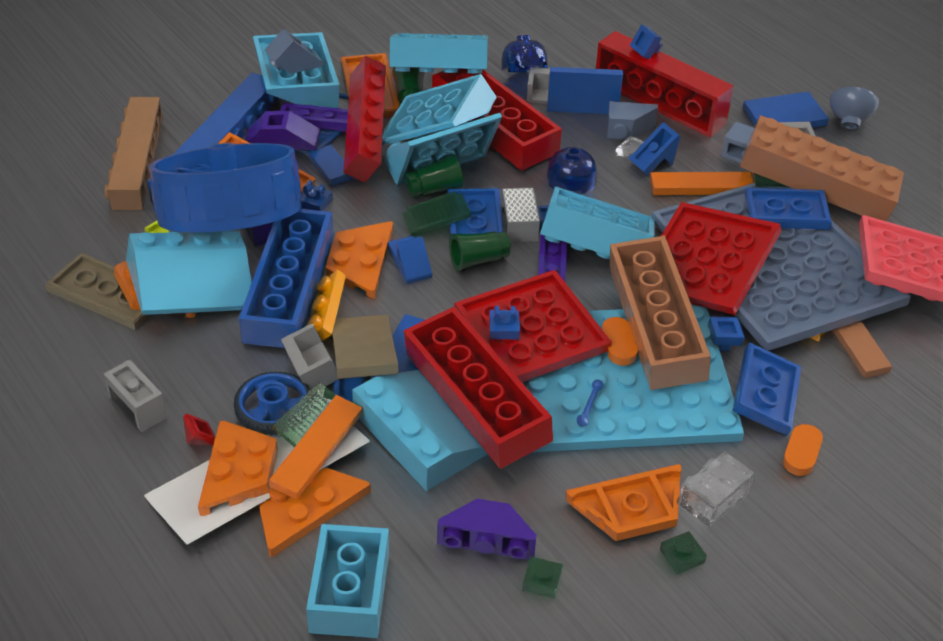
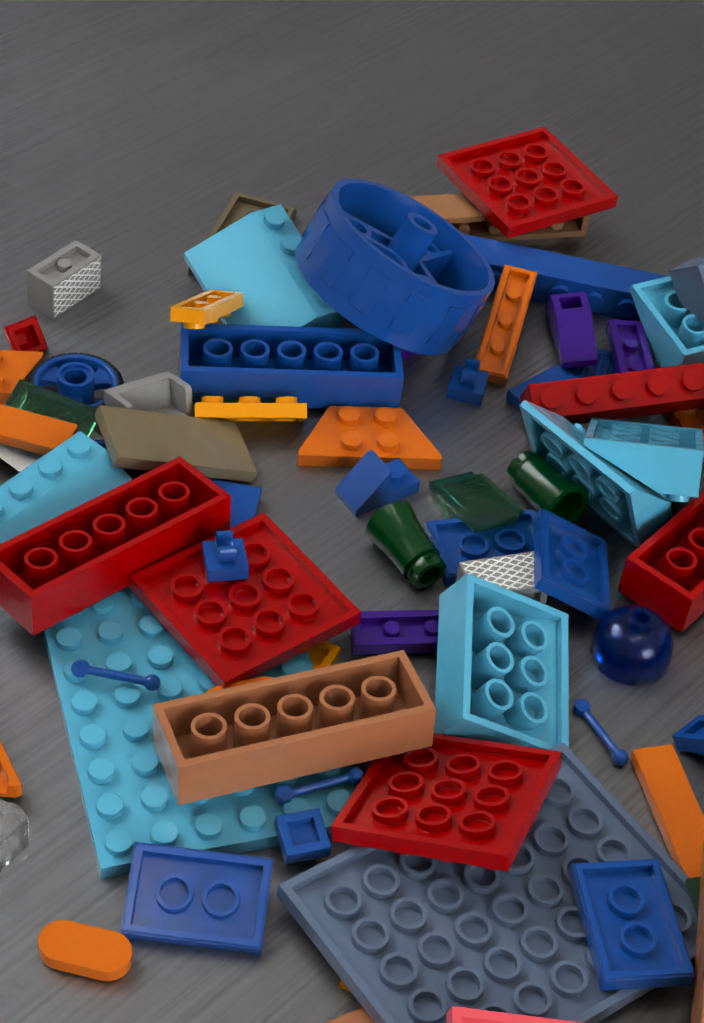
camera: 75 degrees right, 0 degrees up
(124, 116) = (526, 182): none -> red plate
(230, 298) = (206, 308): none -> light orange plate
(510, 177) = (571, 564): none -> blue tile
(655, 196) = (582, 709): none -> blue hinge

